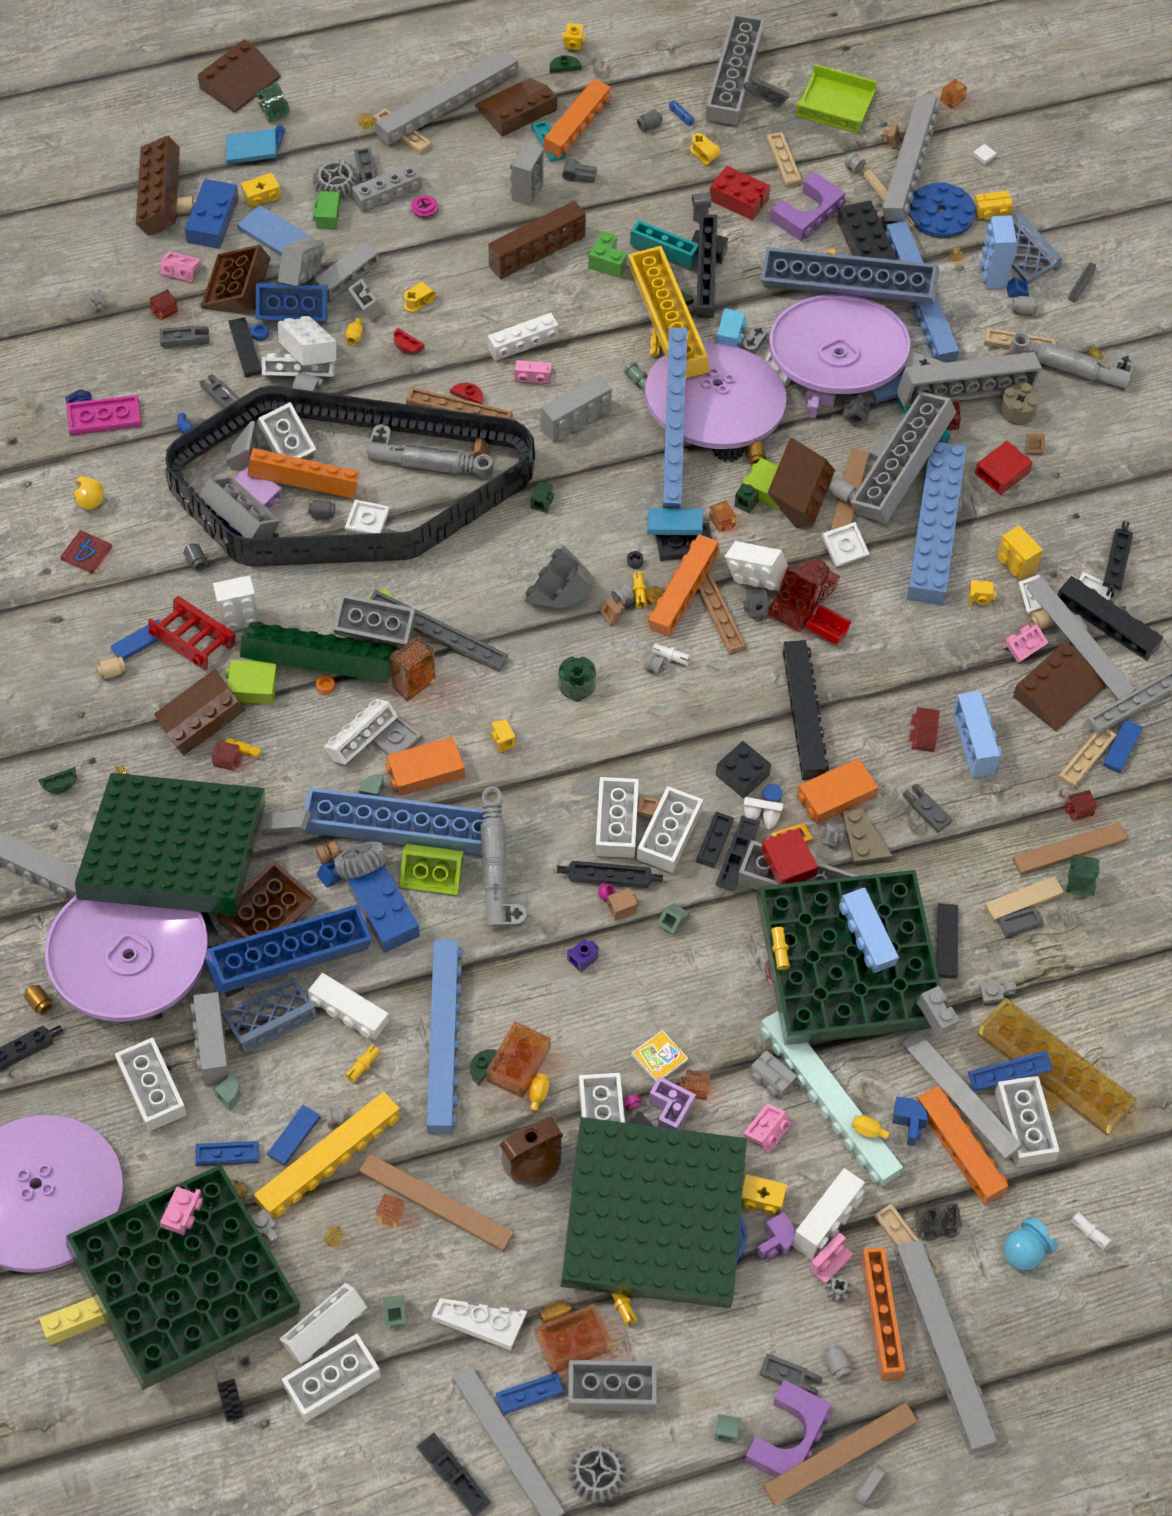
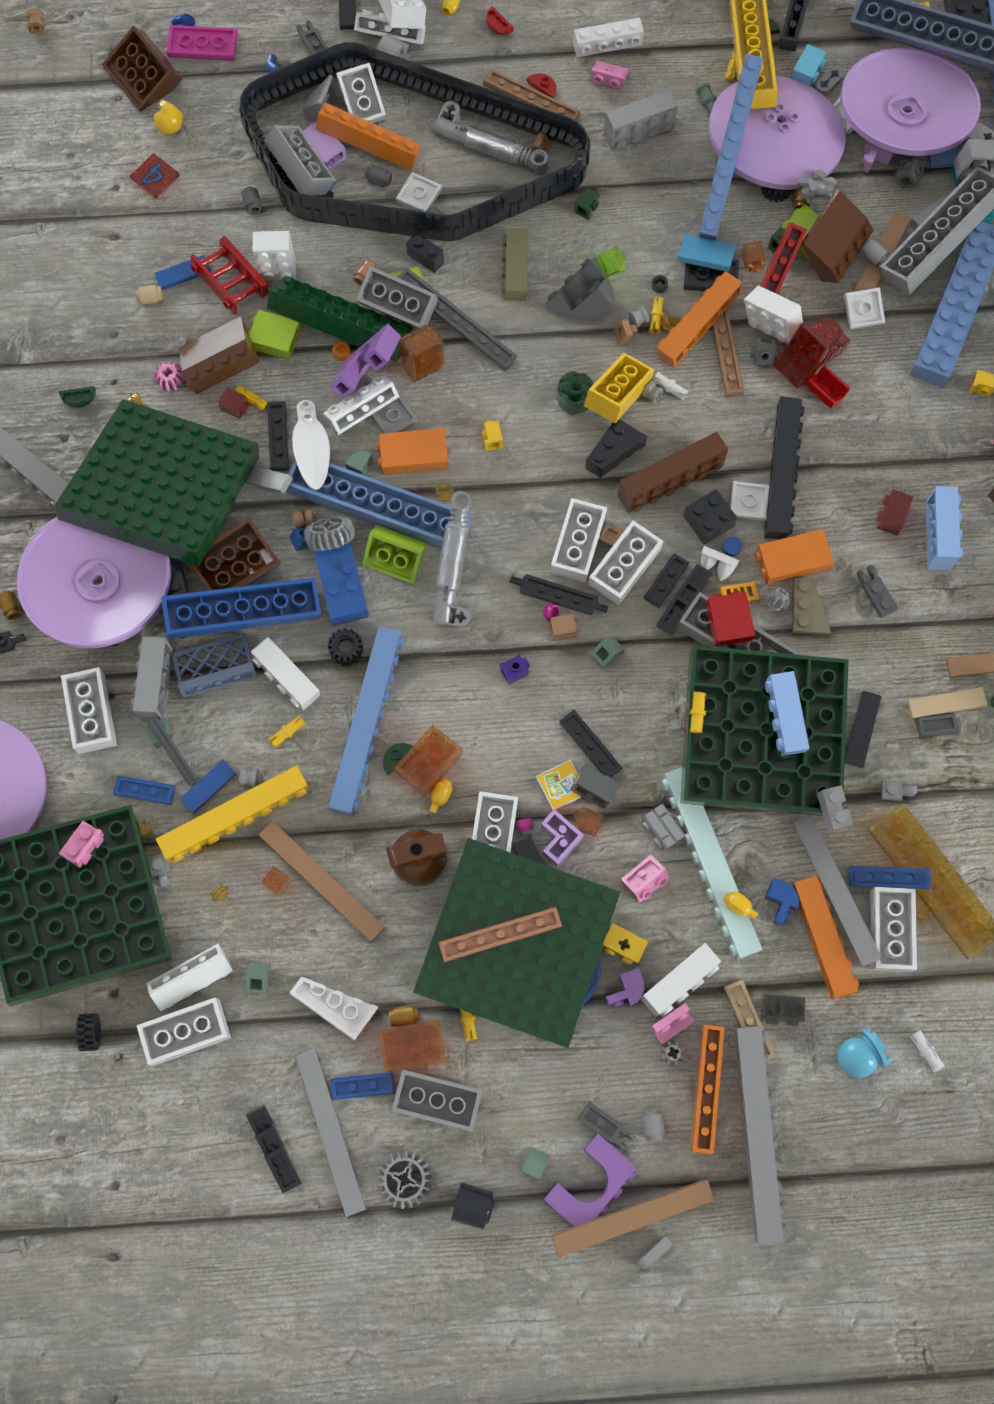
camera: 15 degrees right, 15 degrees up
(47, 452) = (141, 69): none -> reddish brown slope
(151, 742) = (169, 376): none -> bright pink gear
(249, 1104) = (172, 750): none -> dark grey axle
(280, 778) = (278, 436): none -> black tile
(320, 779) = (311, 446): none -> white plant
(330, 605) = (362, 271): none -> nougat brick
(369, 672) = (372, 353): none -> medium lavender arch
(389, 573) = (425, 252): none -> black brick
(403, 957) = (338, 638): none -> black tyre
(467, 799) = (444, 492): none -> clear yellow plate
(485, 568) = (516, 264): none -> olive brick
(582, 546) = (612, 261): none -> clear neon green brick
(620, 663) = (618, 387): none -> yellow brick
(630, 722) = (616, 445): none -> black wedge
(636, 1202) = (500, 934): none -> nougat tile
(675, 1479) = (473, 1206): none -> black piece
(679, 1012) = (590, 744): none -> black tile
(693, 1048) = (594, 786): none -> dark grey brick
(694, 734) = (672, 472): none -> reddish brown brick
(753, 510) = (783, 257): none -> red brick
(769, 438) = (817, 186): none -> light grey animal
(779, 747) = (749, 500): none -> white tile

